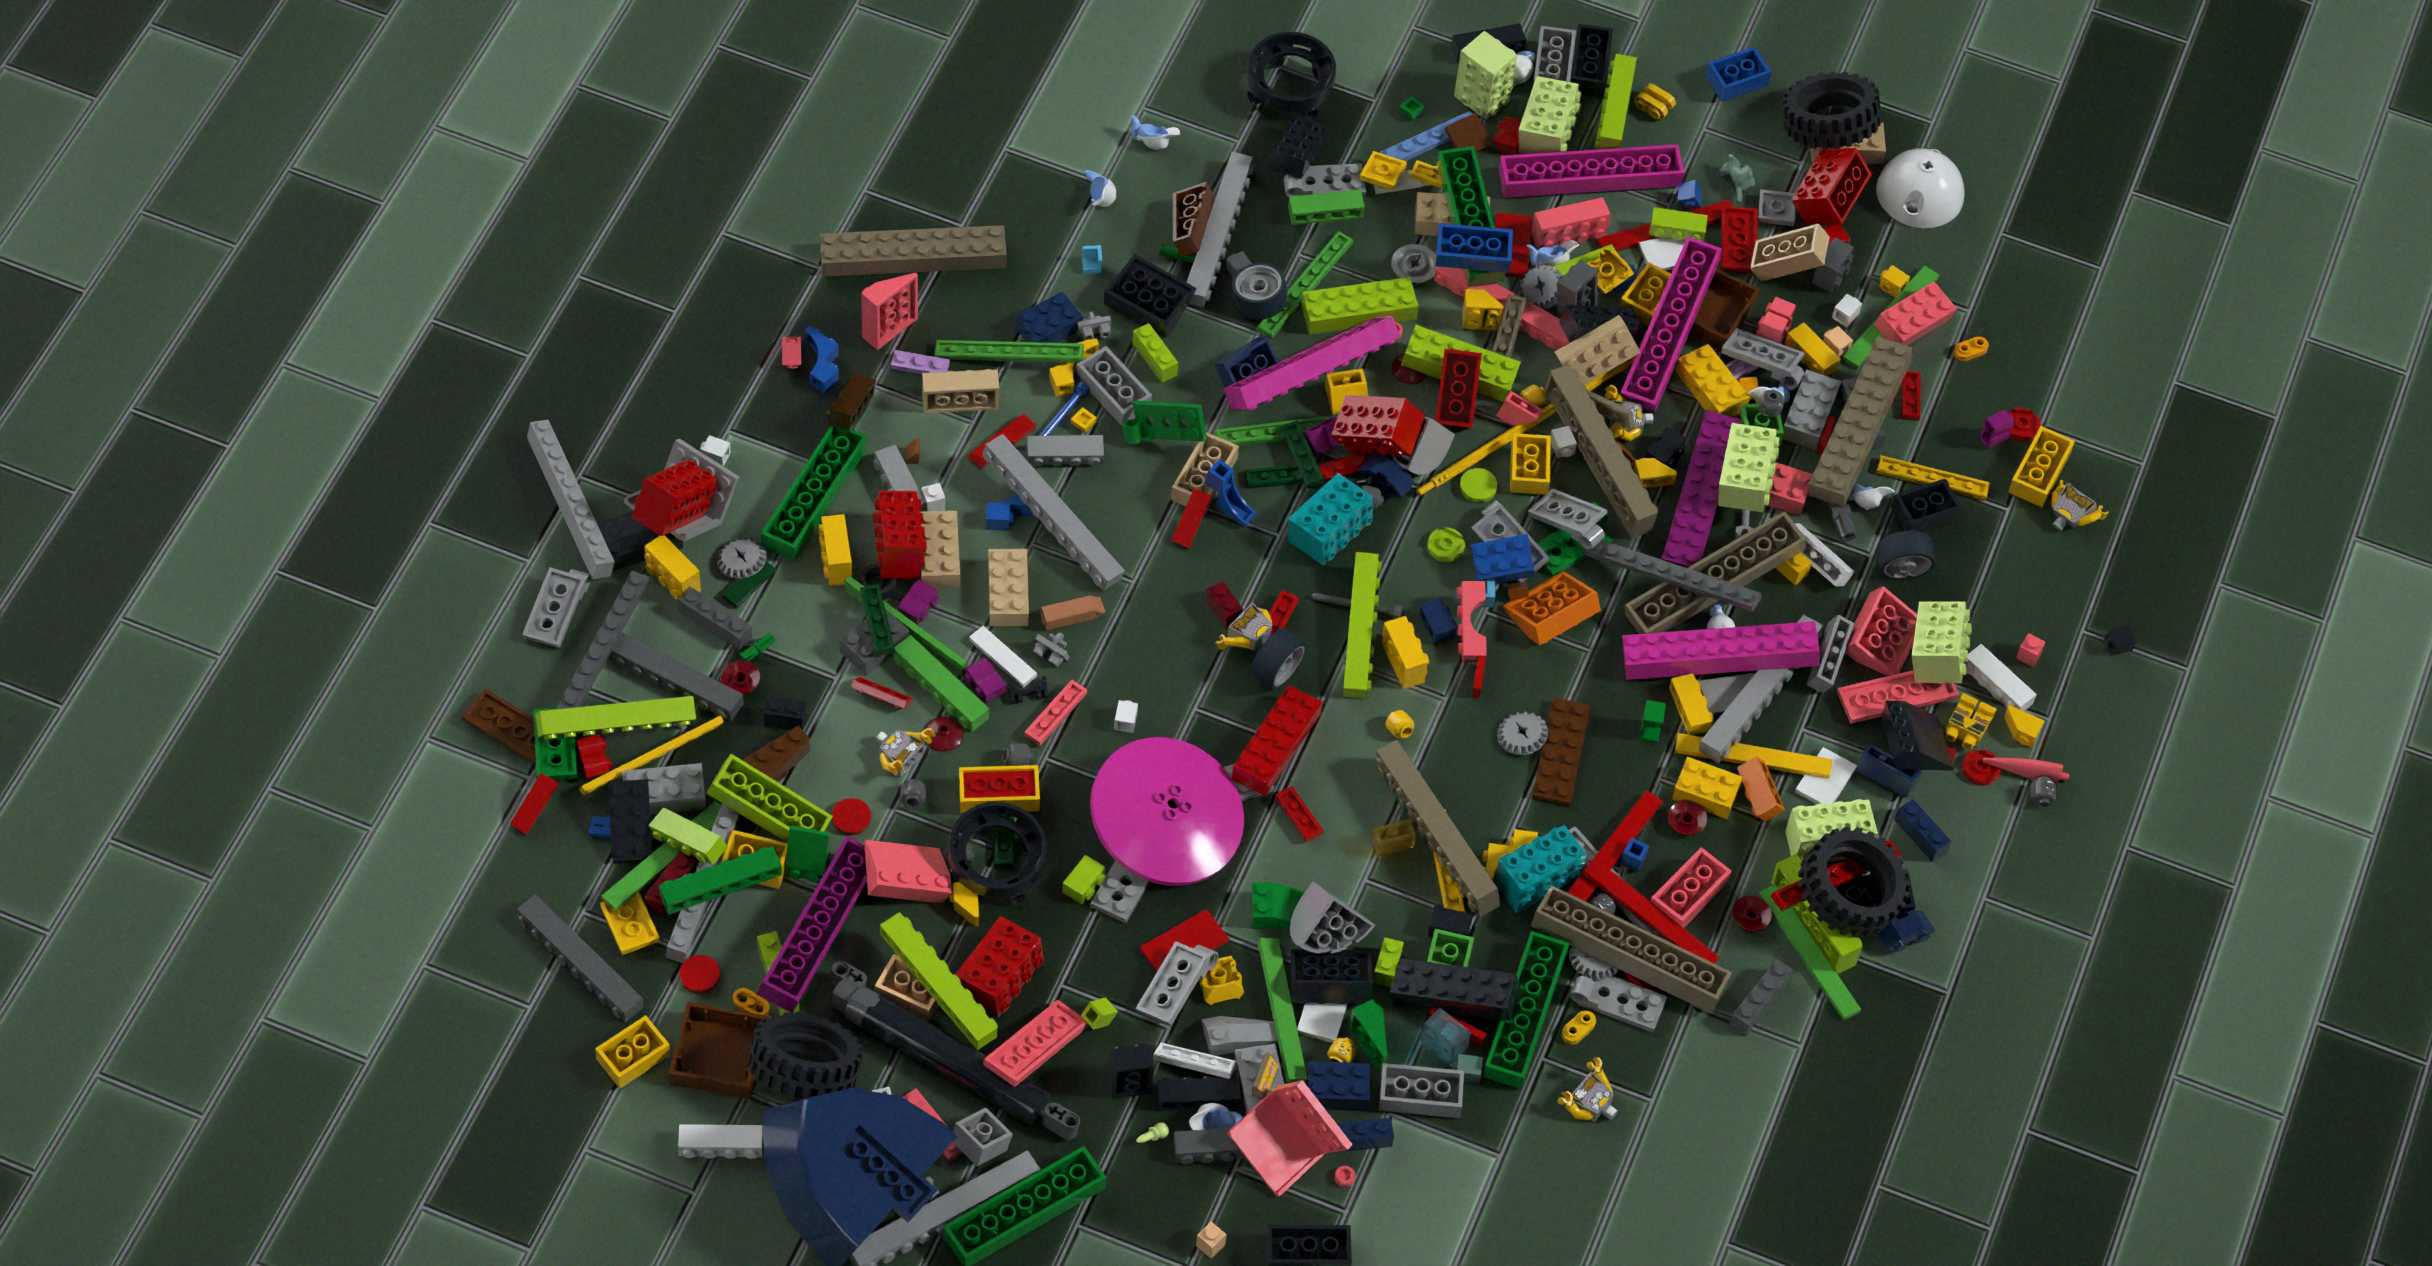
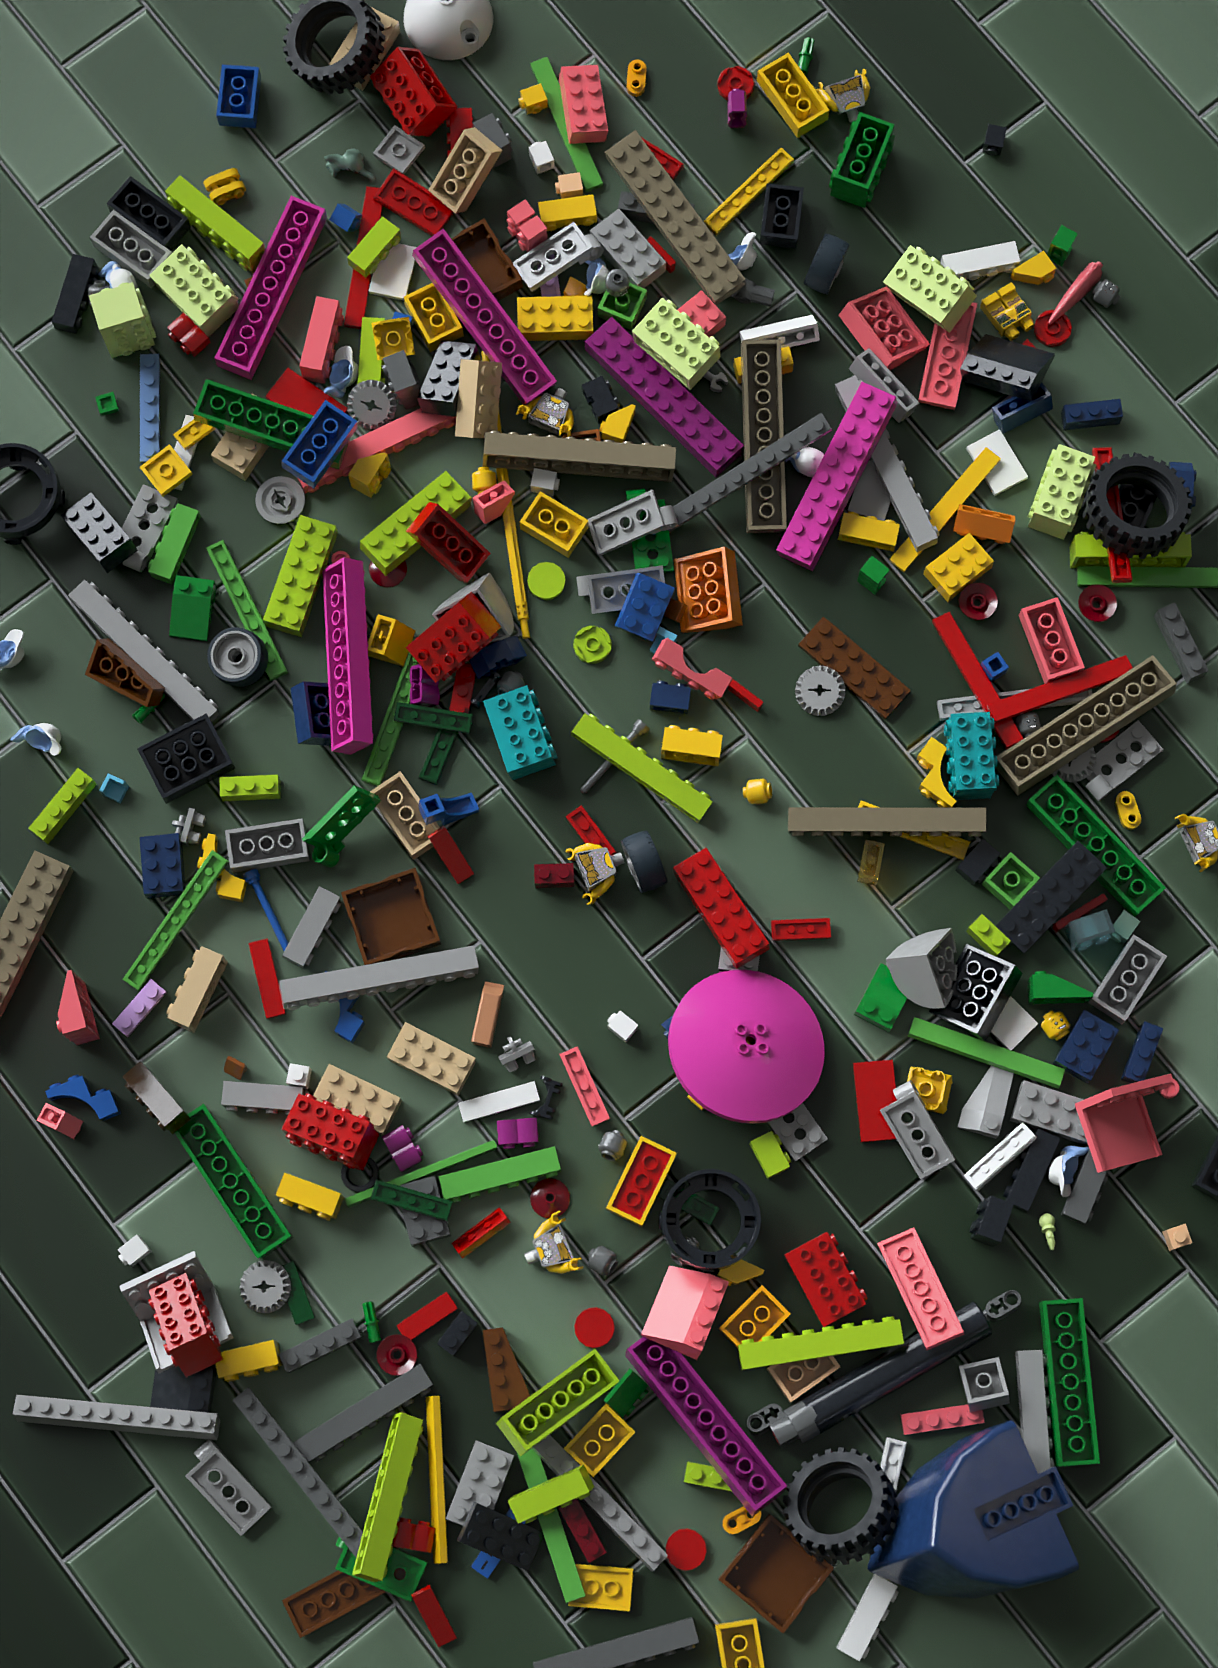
camera: 55 degrees left, 20 degrees up
(720, 879) = (616, 1490): green brick -> none
(786, 687) = (427, 1316): none -> red tile
(938, 927) = (755, 1318): none -> light orange brick
(1053, 231) = (62, 806): none -> lime brick
(1083, 420) = (286, 892): yellow plate -> none
(1099, 1013) = (912, 1214): lime brick -> none
(1112, 502) = (391, 918): none -> reddish brown tile
(1236, 262) = (196, 659): dark grey brick -> none
(1265, 1076) = (1058, 1109): slope -> none
(1281, 243) = (192, 608): none -> green slope
(1468, 133) = (168, 372): reddish brown tile -> none
(1509, 325) = (402, 460): dark tan tile -> none
(1613, 410) = (543, 423): dark tan tile -> none
(2020, 540) = (862, 160): none -> green brick
(2030, 650) = (966, 218): coral brick -> none
(2057, 731) = (1061, 245): none -> green panel
(2086, 463) = (806, 55): none -> green axle

